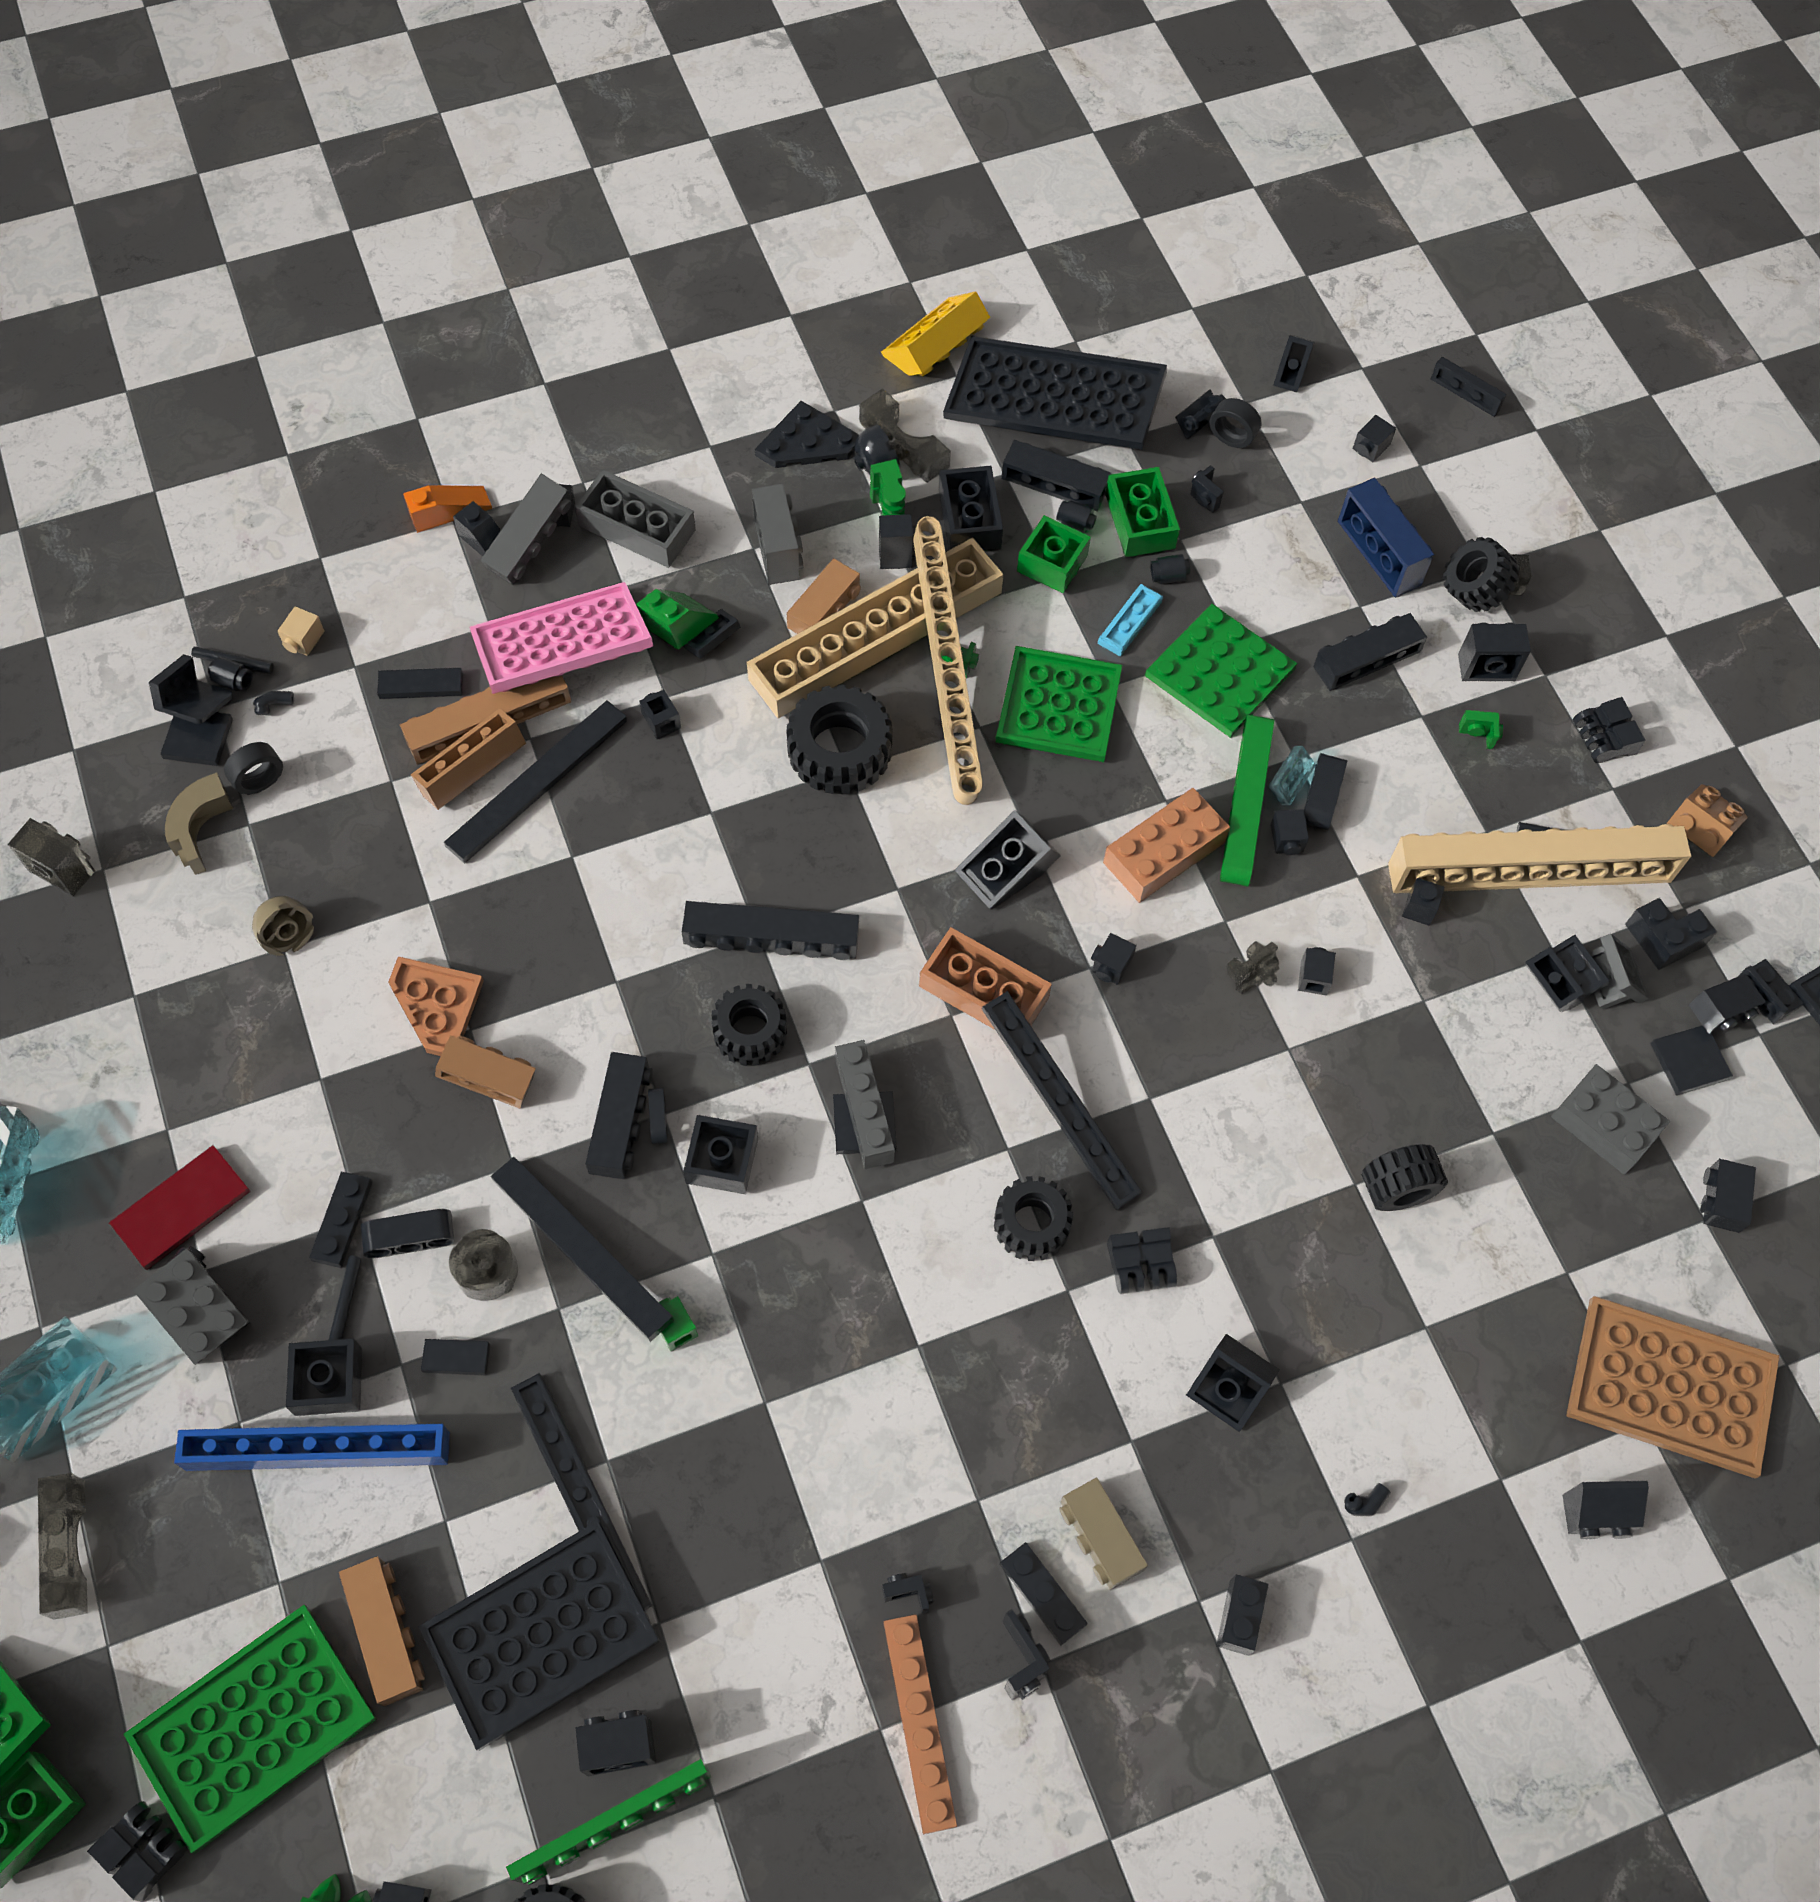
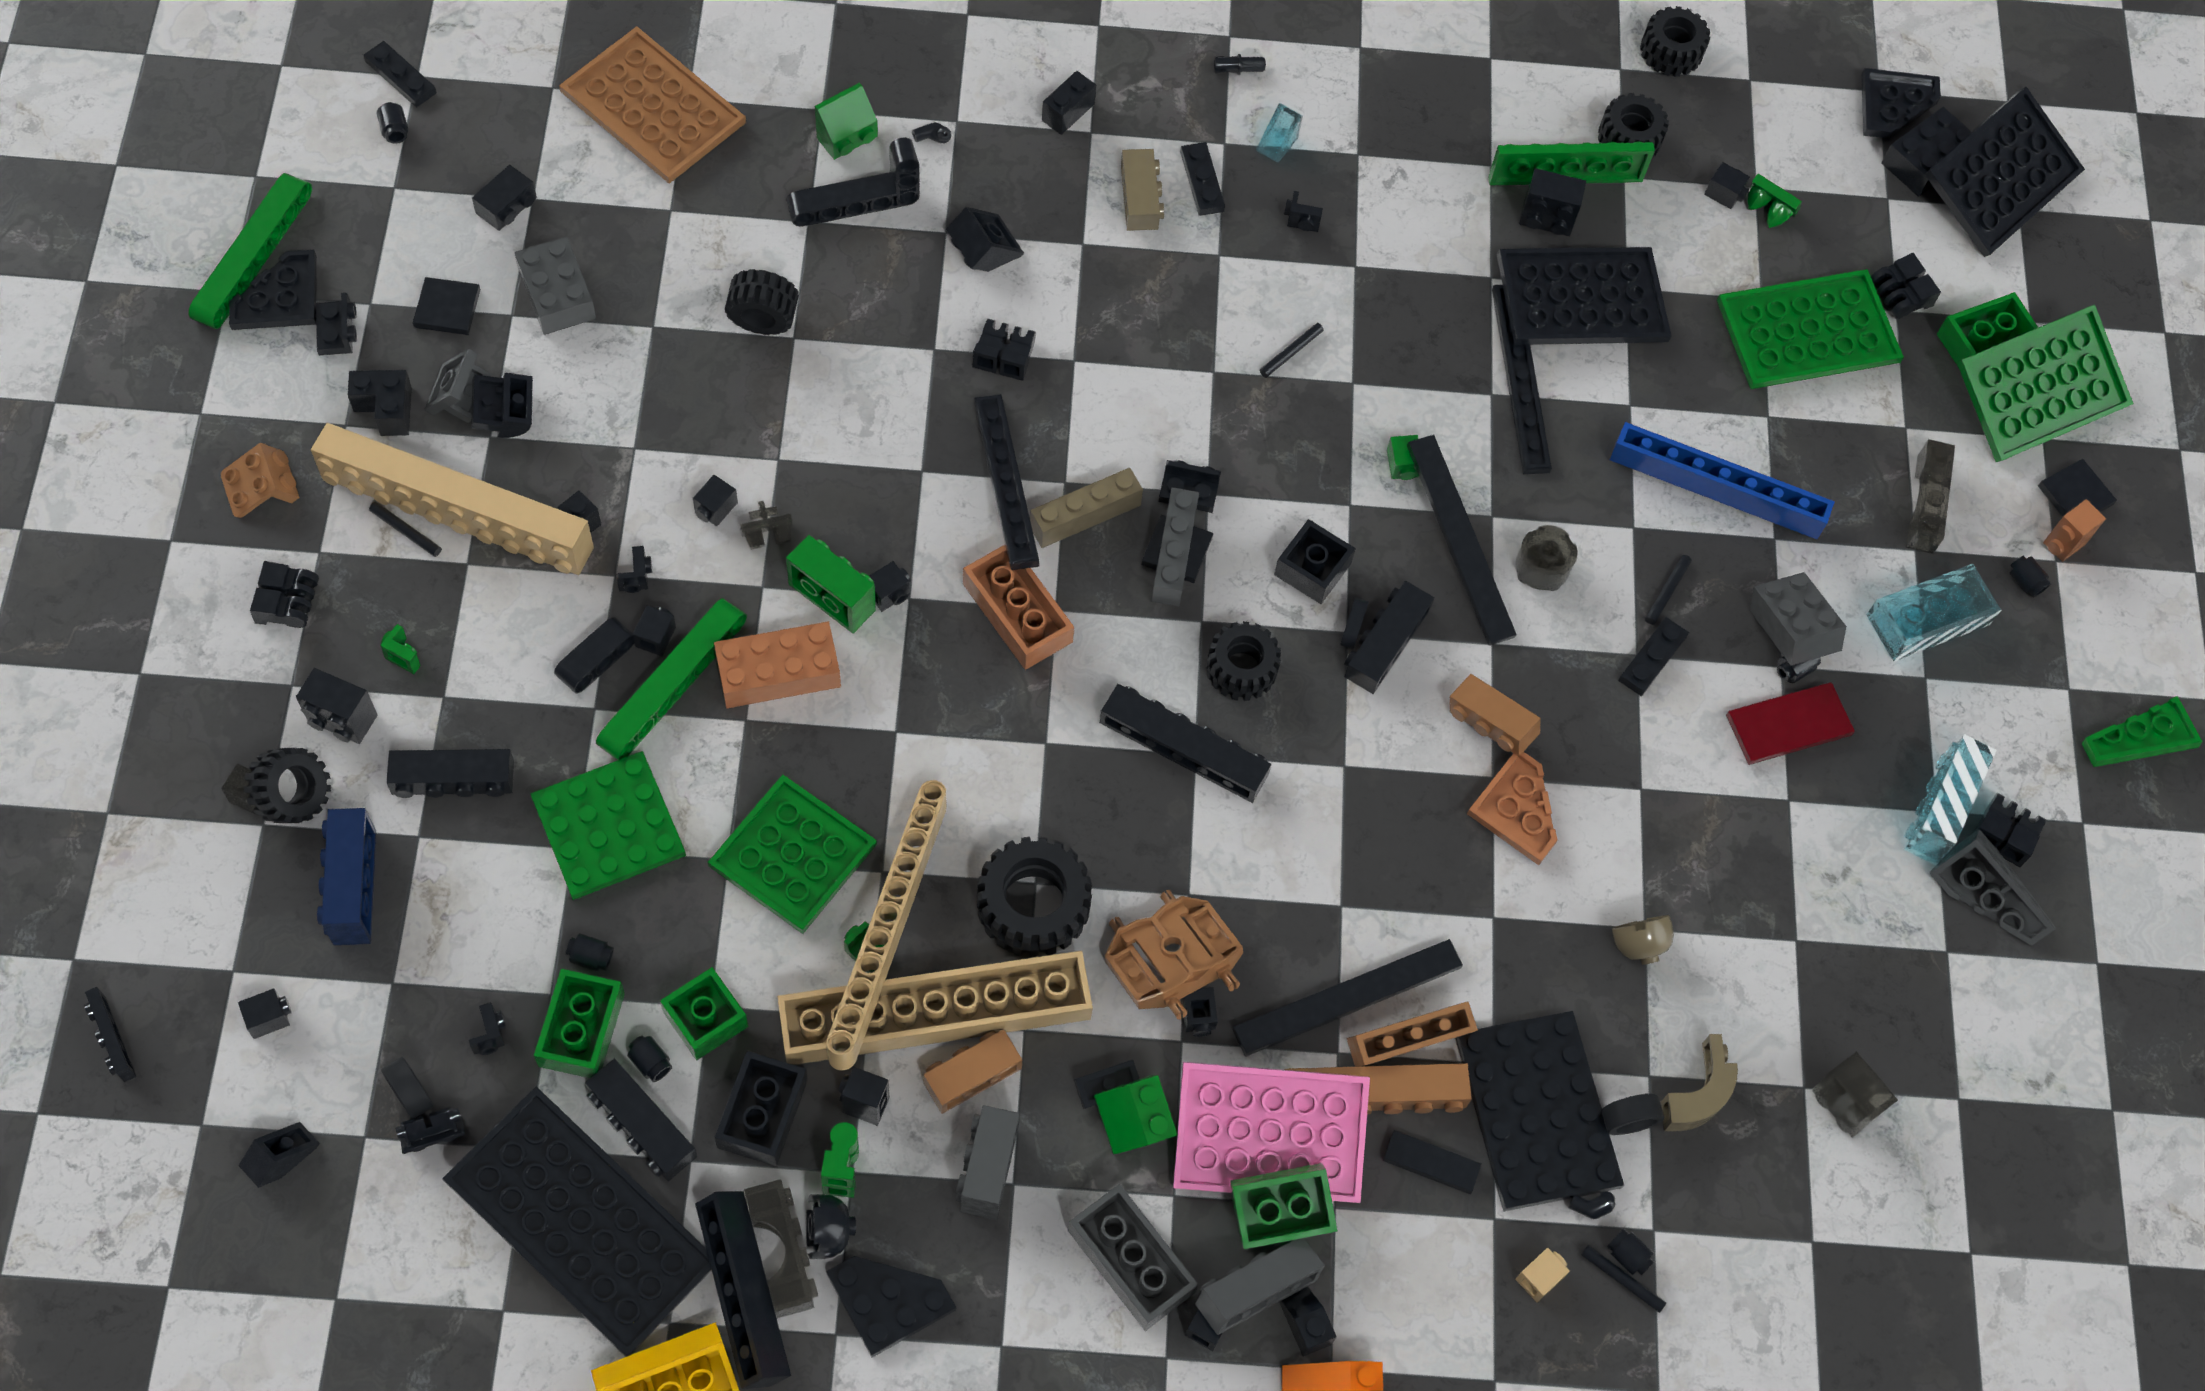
camera: 160 degrees left, 0 degrees up
(183, 696) = (1678, 1233): black bracket -> none
(195, 741) = (1681, 1197): black tile -> none
(324, 1377) = (1700, 527): black brick -> none
(340, 757) = (1539, 1111): none -> black plate
(381, 1631) = (1699, 346): medium nougat brick -> none
(407, 1233) = (1601, 616): black beam -> none
(455, 1357) = (1588, 511): black tile -> none
(529, 587) = (1283, 1206): none -> green brick
(707, 711) = (1205, 953): none -> medium nougat piece
(846, 1409) = (1291, 350): none -> black bar
(882, 1192) = (1192, 478): none -> black bracket
(916, 398) = (742, 1289): none -> black brick
(920, 1725) = (1329, 143): nougat plate -> none
(971, 1116) = (1086, 507): none -> dark tan brick
(981, 1694) = (1280, 133): none -> clear light blue slope
(1007, 860) = (931, 714): black slope -> none
(1027, 1680) = (1242, 127): black bracket -> none
(1037, 1195) = (1082, 390): black tyre -> none
(1076, 1789) = (1239, 64): none -> black axle
(1130, 620) = (663, 919): medium azure tile -> none
(1164, 926) = (831, 583): none -> green brick
(1292, 775) = (606, 687): clear light blue plate -> none
(1337, 878) = (637, 580): none -> black bracket
(1396, 1369) = (861, 195): none -> black beam
(1460, 1451) = (845, 121): none -> green slope
(1606, 1508) = (765, 54): black slope -> none
(1727, 1004) = (384, 323): black brick -> none

